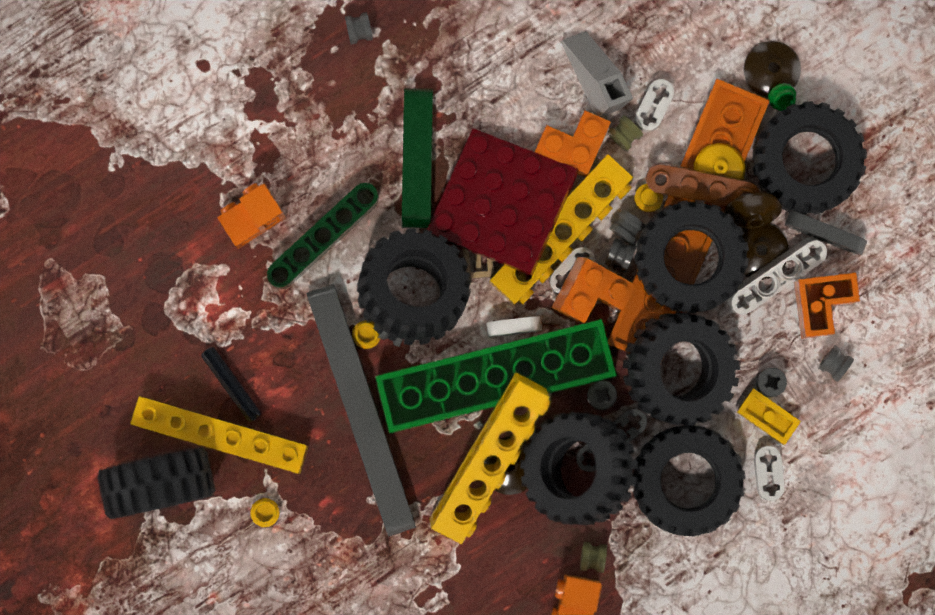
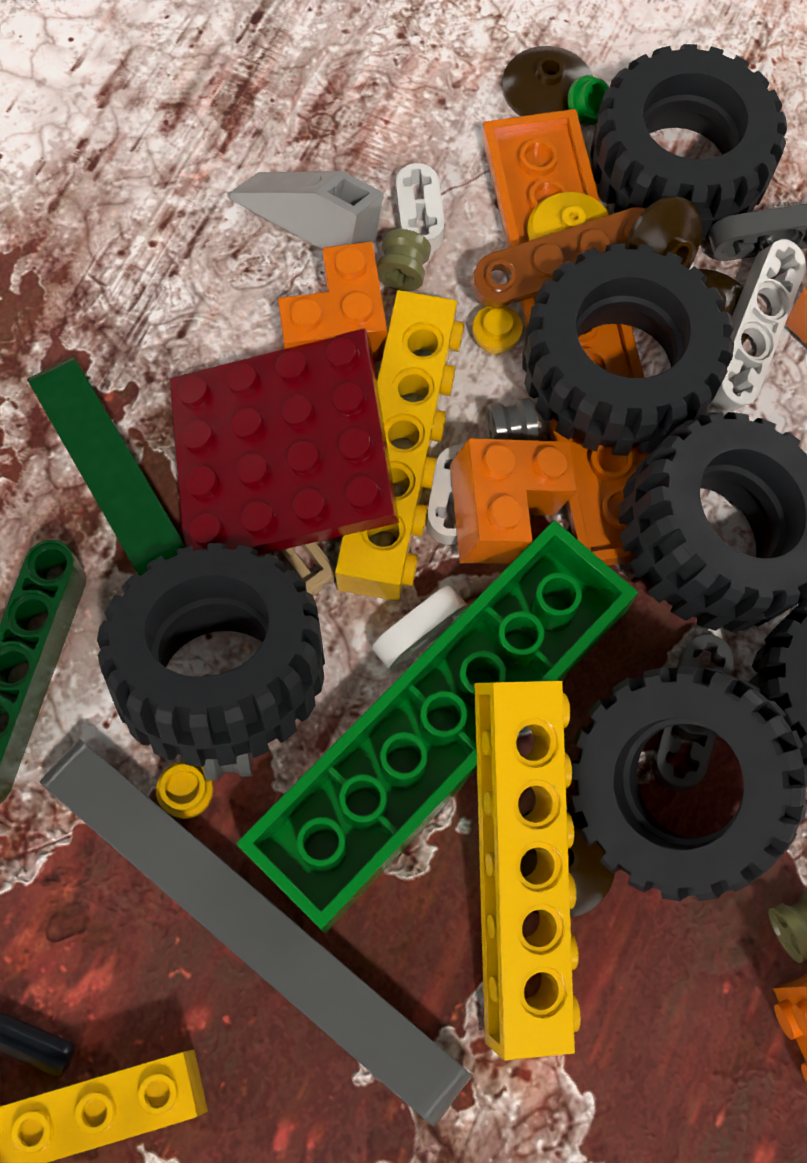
camera: 30 degrees left, 15 degrees down
(607, 399) = (624, 659): dark grey wheel -> none
(627, 226) = (494, 379): dark grey wheel -> none

